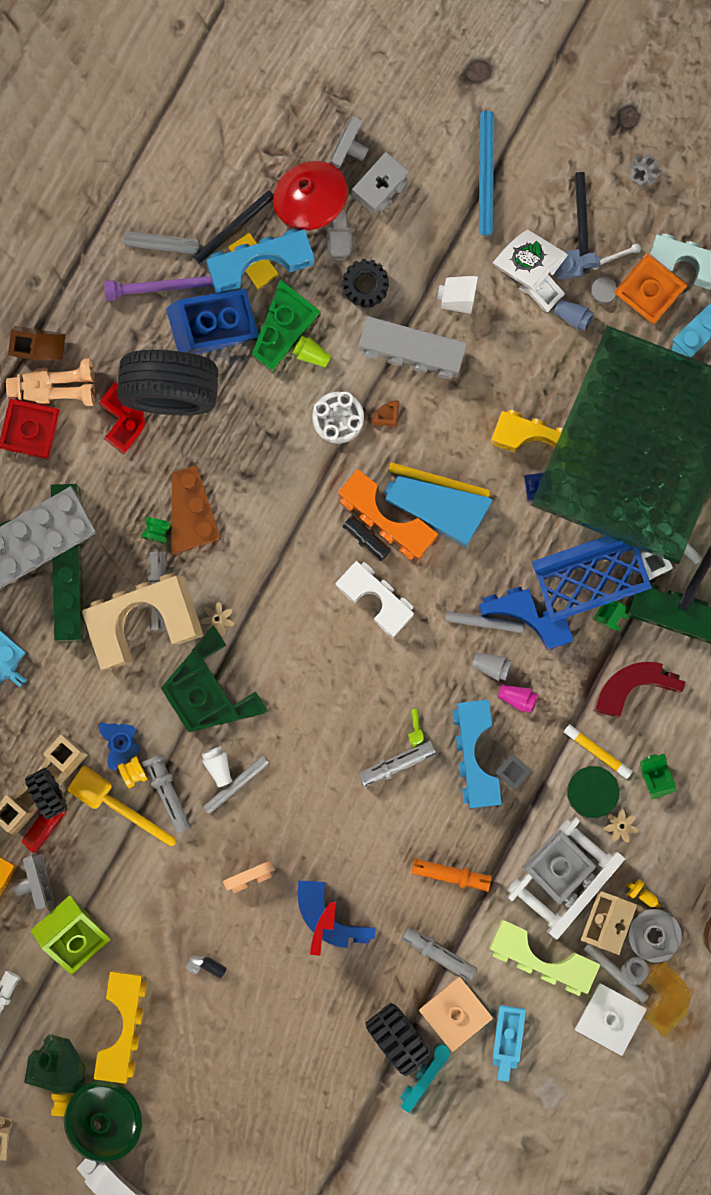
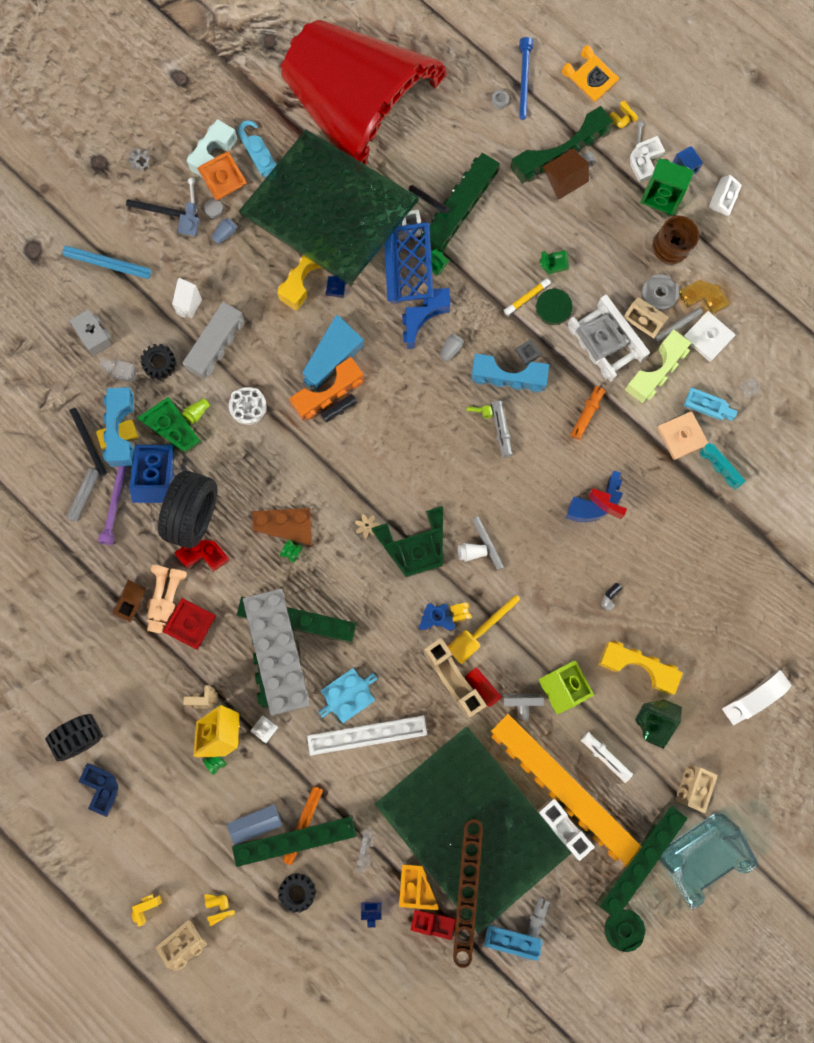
camera: 80 degrees left, 5 degrees down
(46, 793) = (462, 674): black tyre -> none
(60, 1103) = (688, 722): yellow wheel -> none
(107, 619) = (346, 602): tan arch -> none
(114, 1110) = (710, 687): dark green dish -> none
(157, 569) = (327, 559): light grey pin -> none
(162, 782) = (473, 593): light grey pin -> none
(259, 873) = (554, 542): light nougat plate -> none
(317, 203) = (90, 383): red dish -> none
(347, 144) = (55, 348): light grey tile -> none
(360, 581) = (395, 402): white arch -> none
(386, 415) = (256, 372): dark orange tile -> none
(398, 1039) = (694, 473): black tyre -> none
(436, 479) = (297, 373): yellow bar -> none
(443, 956) = (634, 440): light grey pin -> none
(484, 622) = (419, 345): light grey bar -> none
(520, 698) = (477, 336): dark pink cone -> none
(529, 259) = (177, 248): white slope -> none
(546, 294) = (200, 246): white bracket -> none
(616, 689) = (488, 271): dark red arch -> none
(617, 830) = (581, 295): tan plant -> none
(635, 971) = (681, 311): light grey tile -> none
(645, 895) = (627, 293): yellow piece -> none

